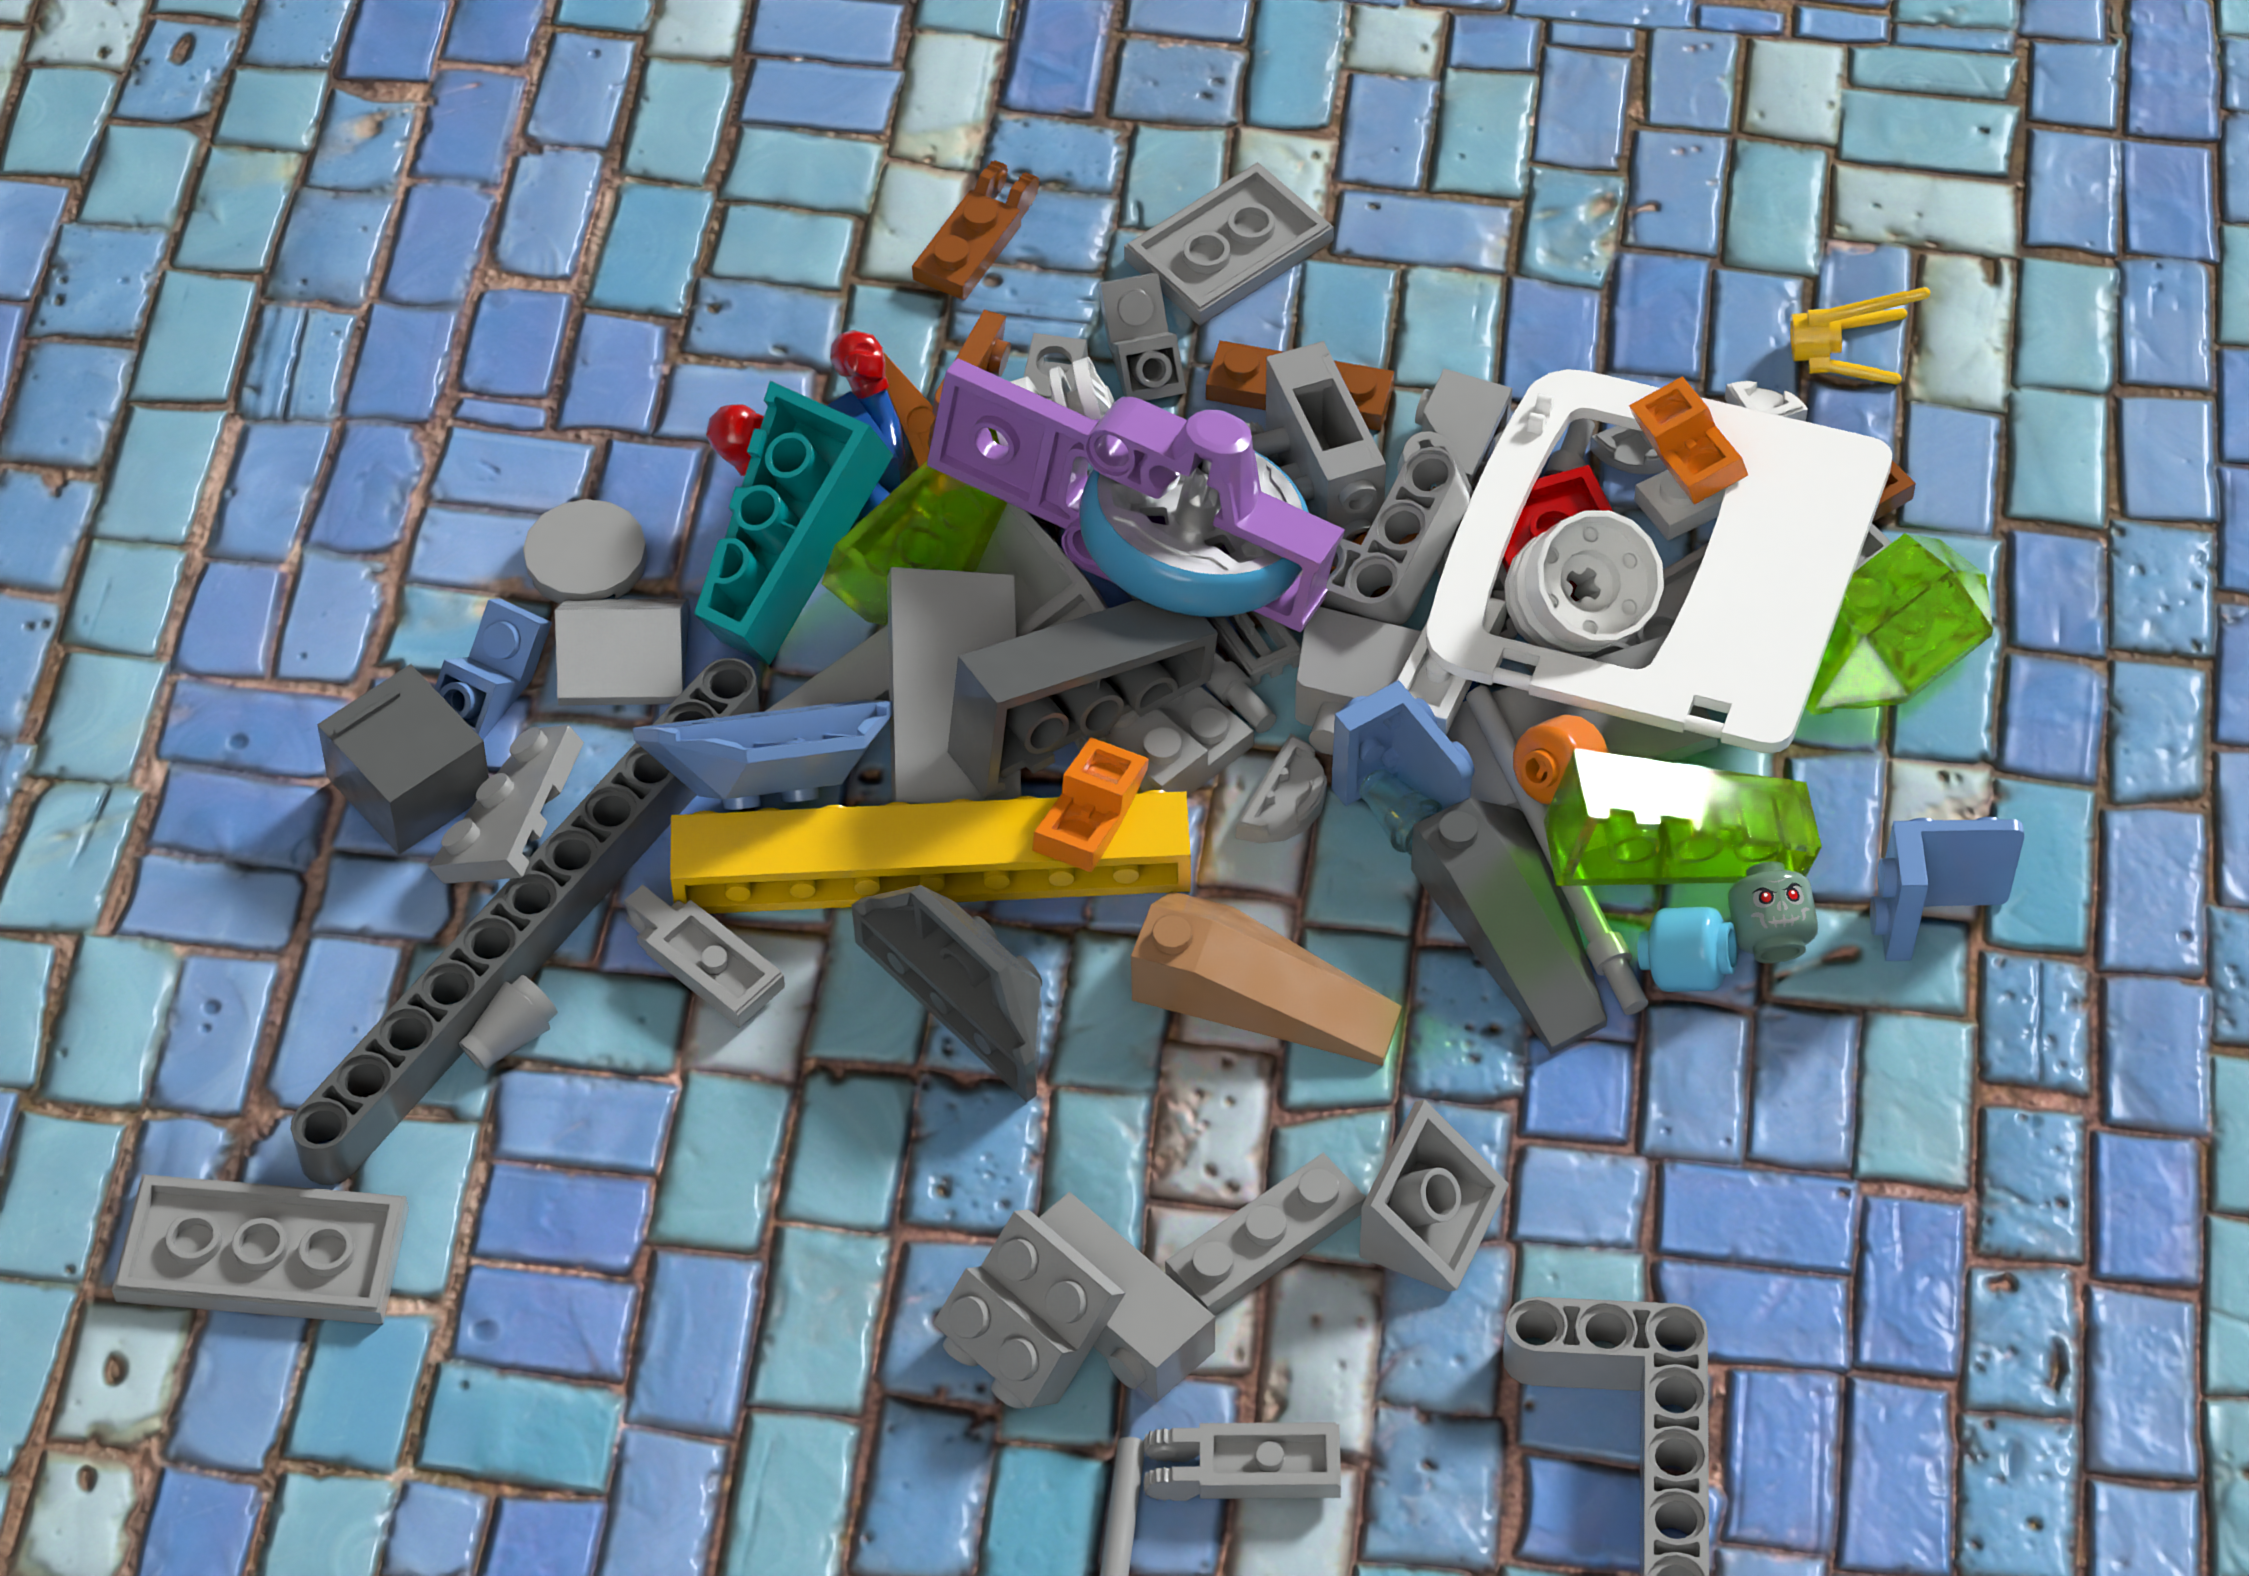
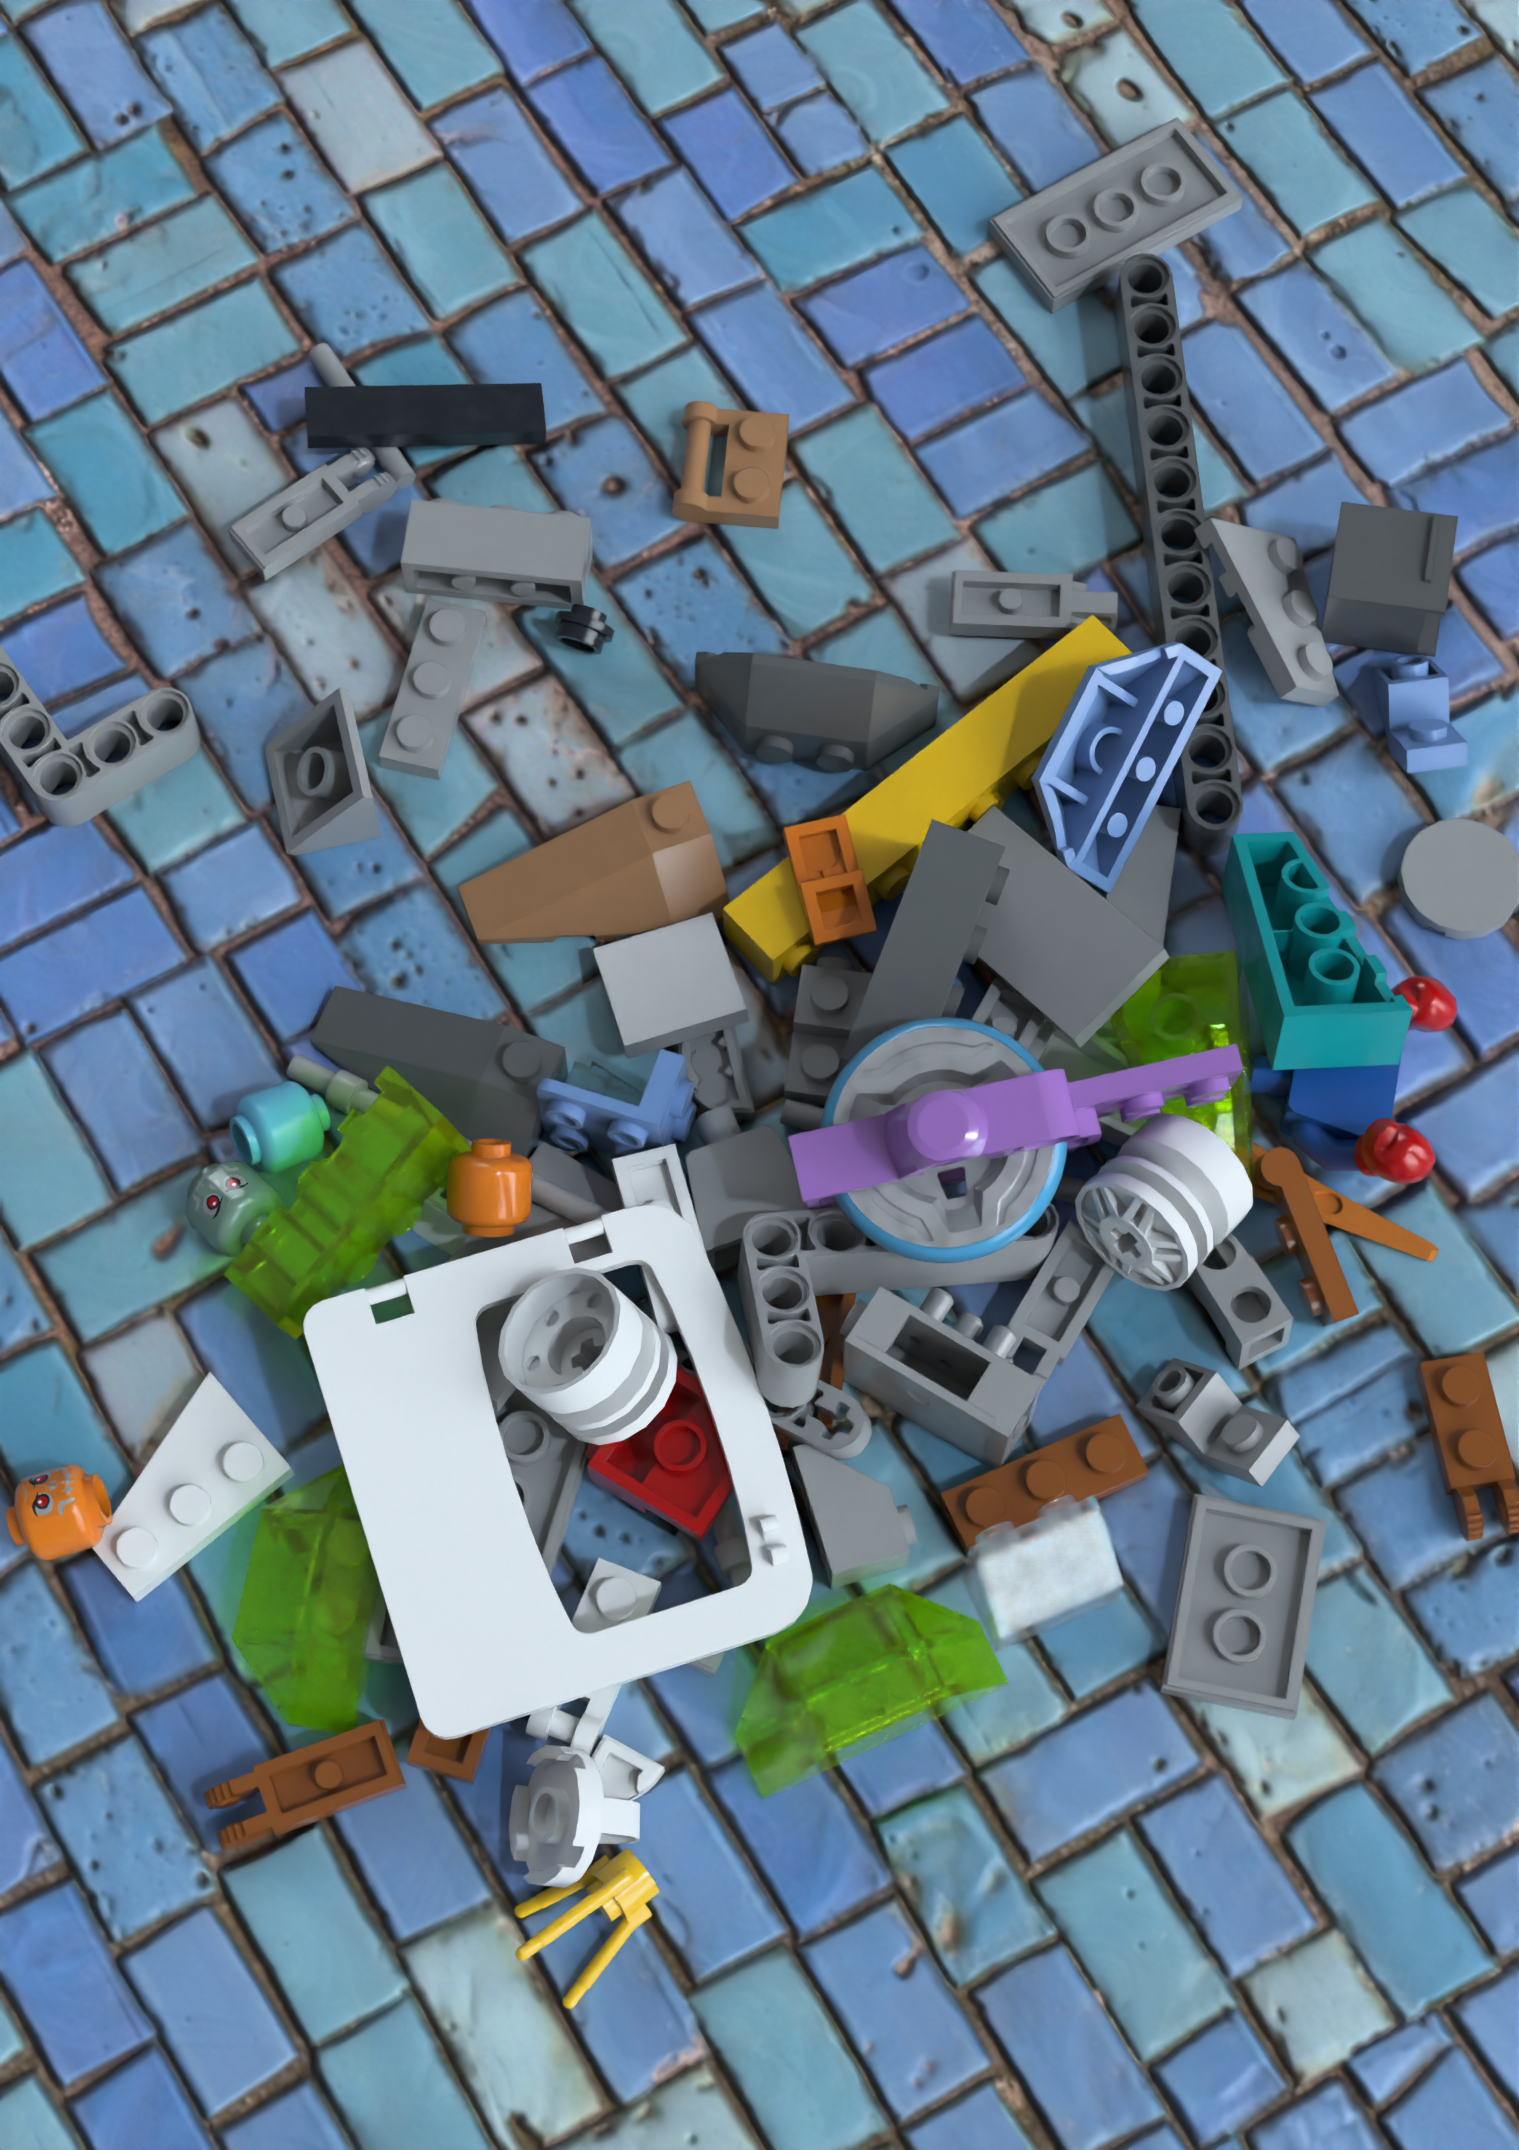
camera: 140 degrees right, 15 degrees up
(510, 1021) = (1110, 464): light grey cone -> none
(621, 651) = (1351, 816): light grey slope -> none
(817, 1236) = (751, 469): none -> medium nougat plate
(1028, 1313) = (537, 479): light grey plate -> none
(1067, 1474) = (424, 415): none -> black tile
(1095, 1181) = (583, 629): none -> black plate
(1276, 855) = (670, 985): none -> light grey tile
(1360, 317) = (1042, 1571): none -> clear slope
(1529, 324) = (859, 1683): none -> clear neon green wedge
(1688, 440) = (620, 1602): orange slope -> none
(1828, 372) = (565, 1817): none -> white tile
(1941, 866) = (122, 1321): medium blue bracket -> none
(1945, 758) = (191, 1490): none -> white wing
(2001, 521) = (311, 1783): none -> dark orange hinge
(2072, 784) = (59, 1512): none -> orange head

